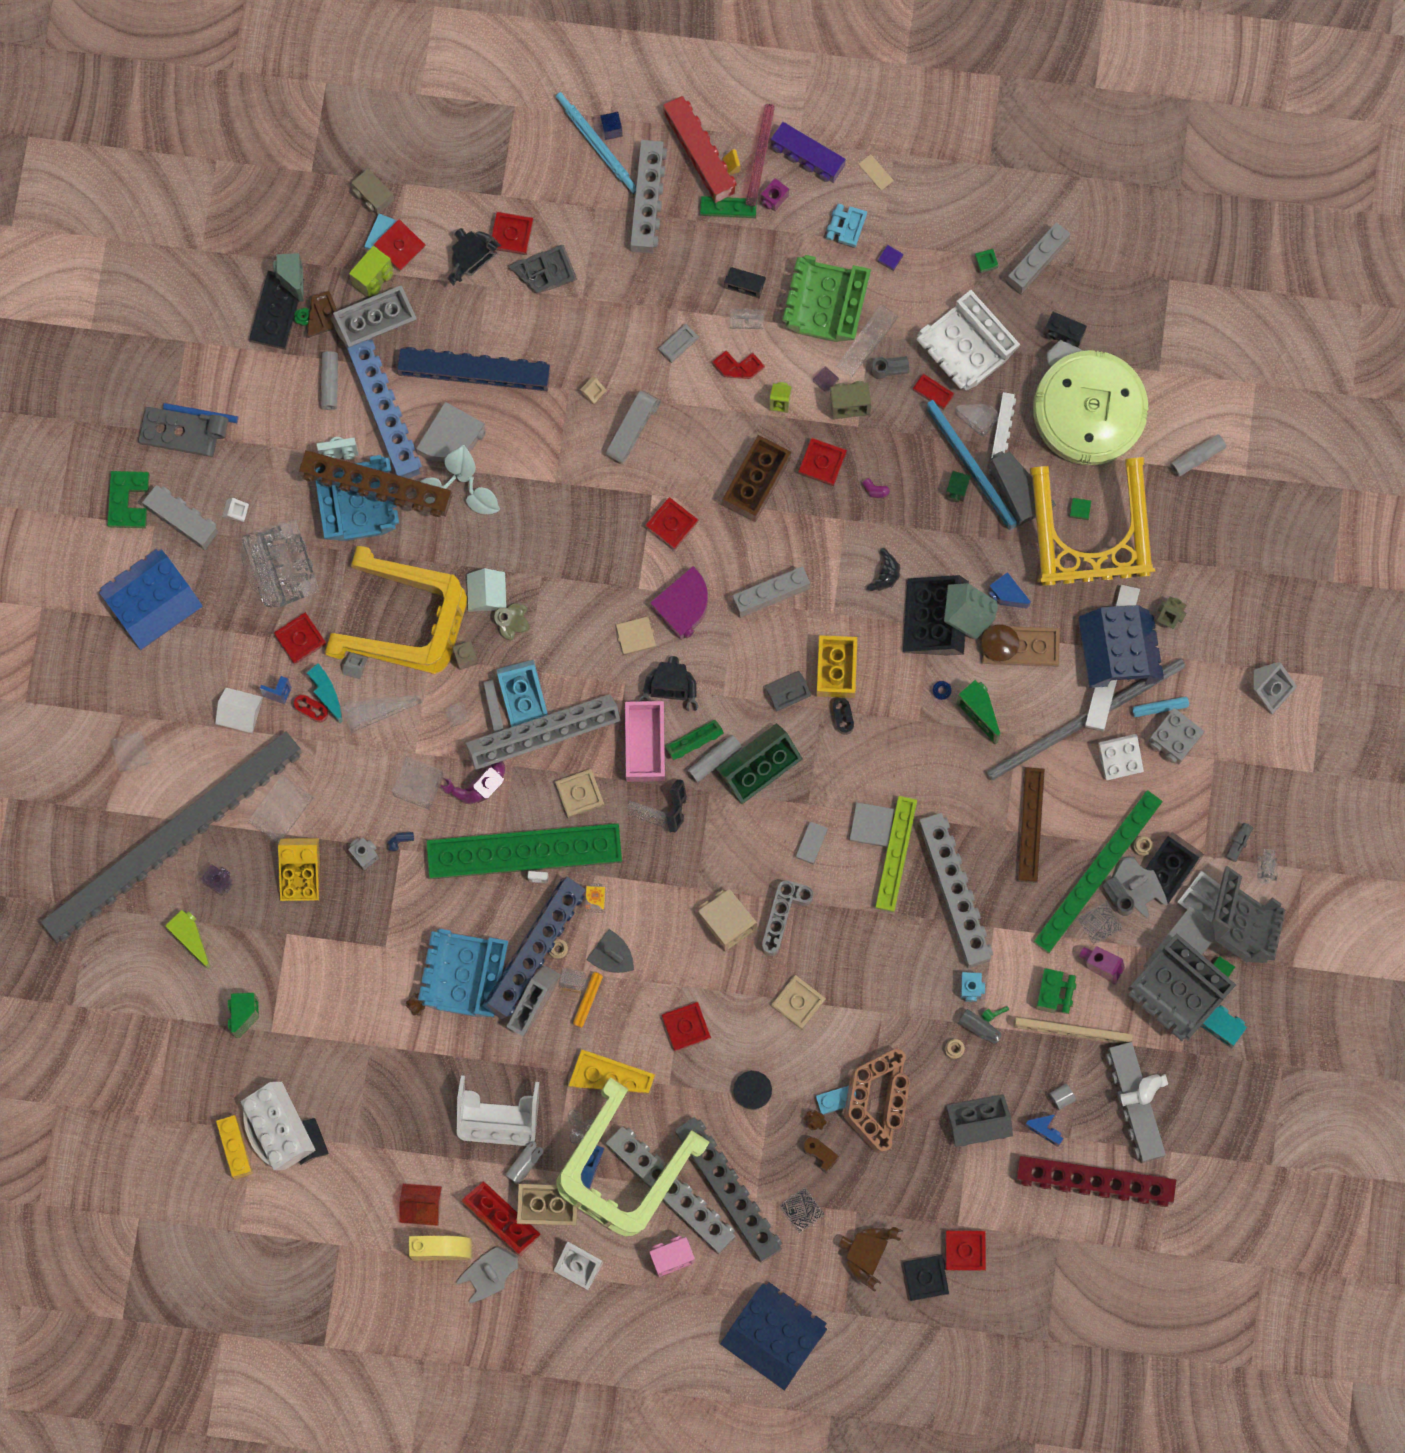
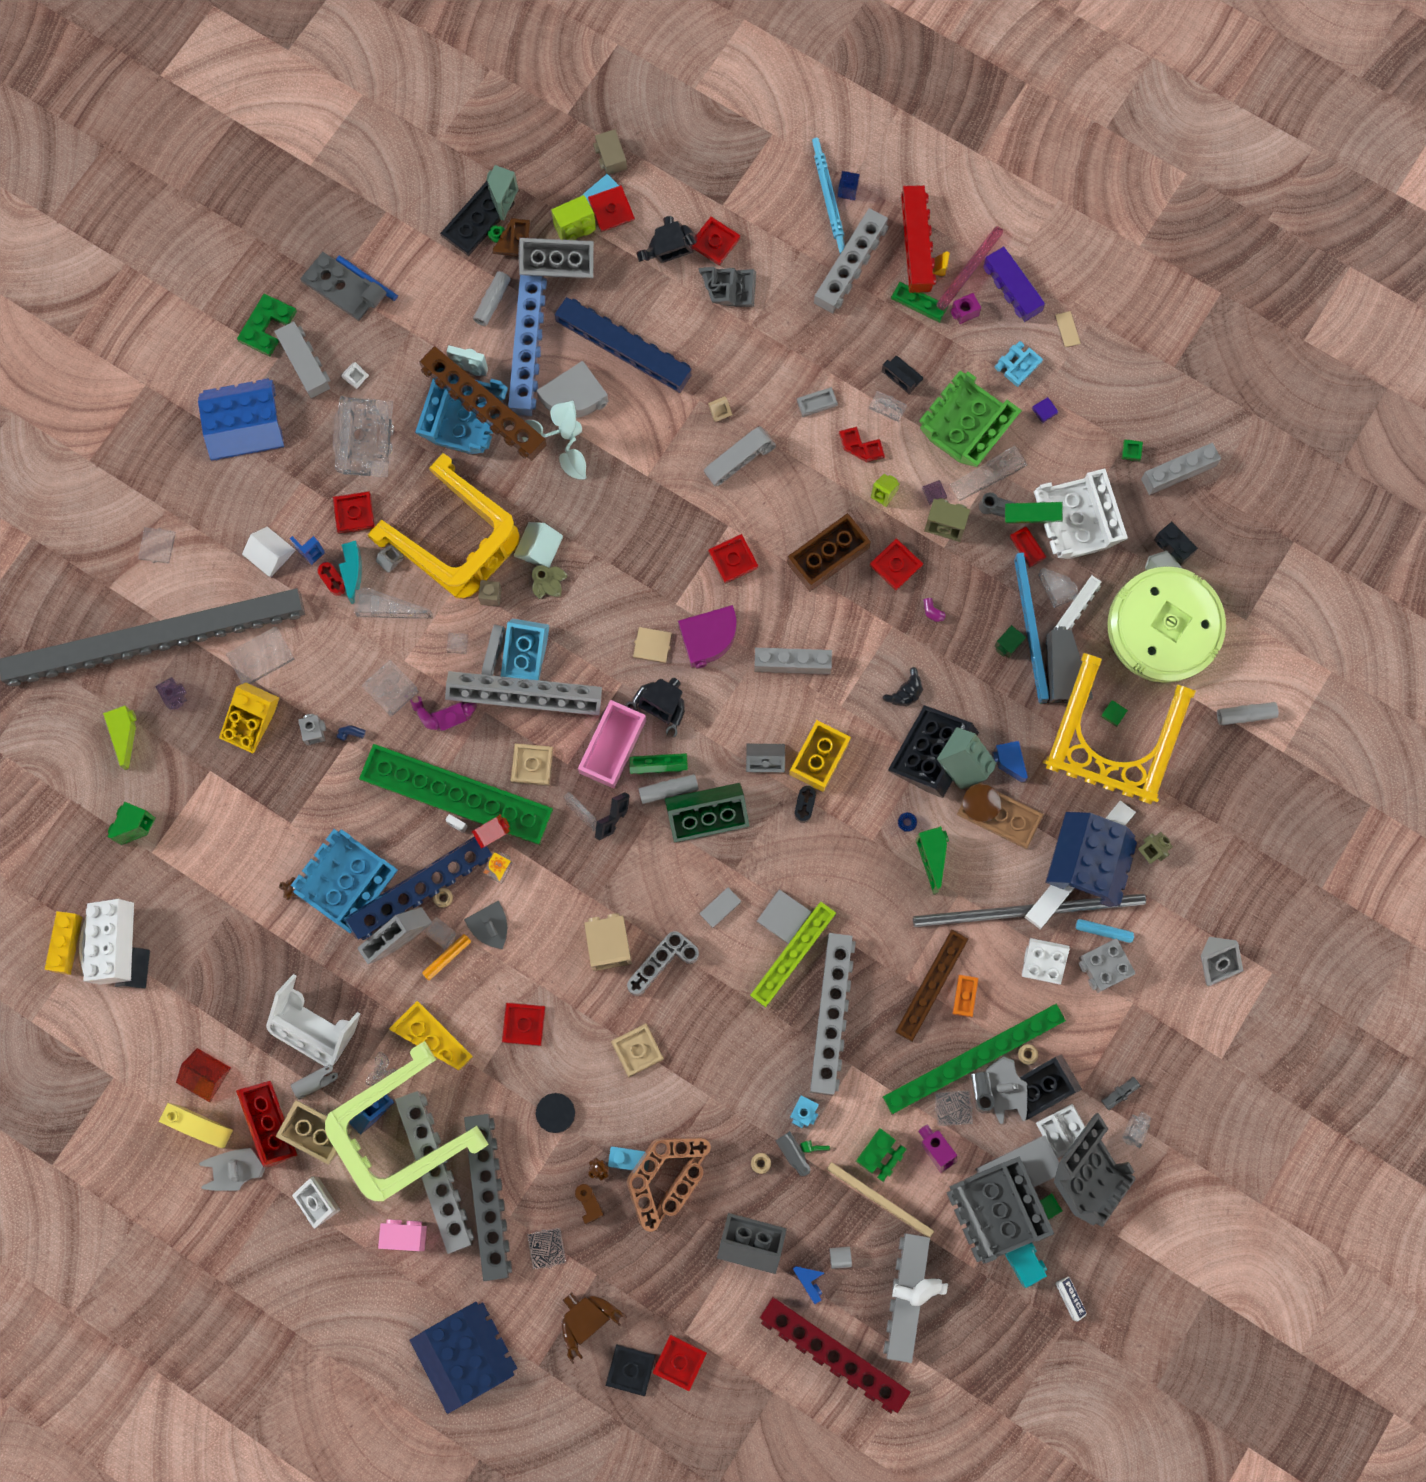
camera: 25 degrees right, 0 degrees up
(576, 867) = (491, 831): none -> slope
(925, 359) = (1034, 512): none -> green tile
(1065, 820) = (965, 996): none -> orange plate
(1276, 1038) = (1071, 1299): none -> white slope

